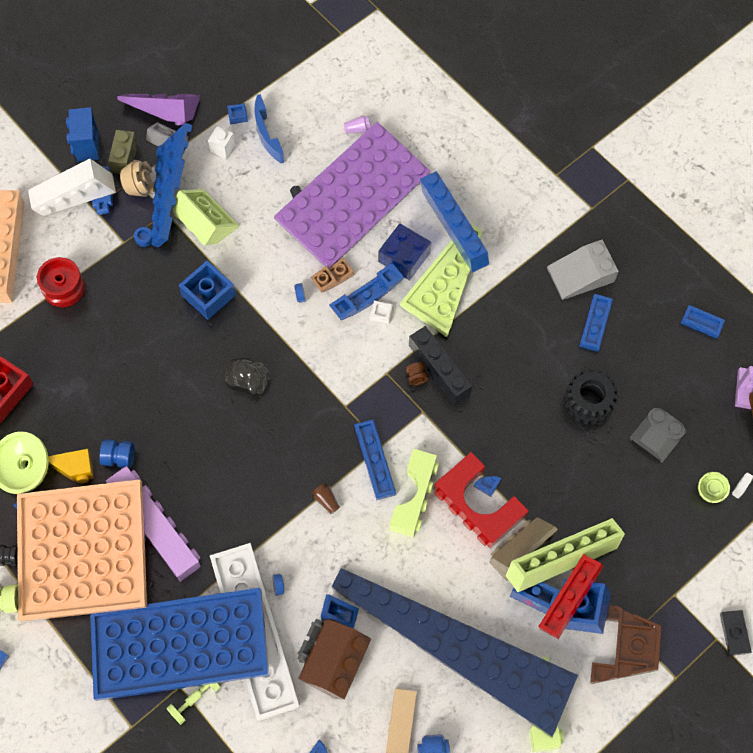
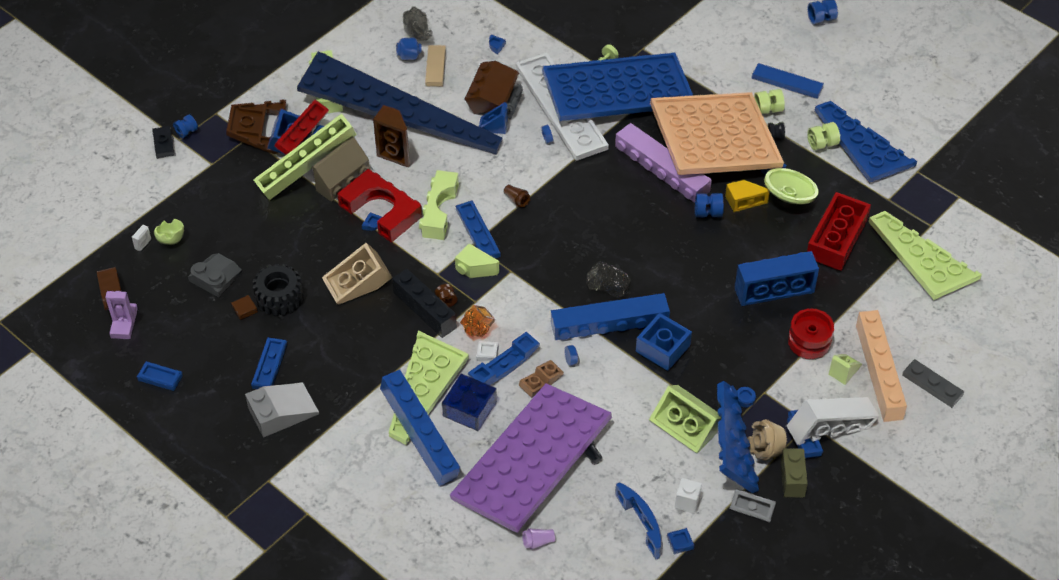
camera: 175 degrees right, 15 degrees down
(39, 250) = (843, 367): none -> yellowish green slope
(74, 344) = (776, 278): none -> blue brick
(83, 134) = (842, 478): blue brick -> none
(175, 108) = (762, 535): medium lavender wedge -> none
(253, 329) = (607, 316): none -> blue brick
(382, 409) = (476, 263): none -> yellowish green slope
(388, 334) = (477, 321): none -> clear orange brick
(462, 576) = (391, 136): none -> reddish brown slope
(507, 409) = (357, 275): none -> tan slope
(626, 389) = (244, 307): none -> reddish brown tile
(711, 649) = (185, 126): none -> blue wheel

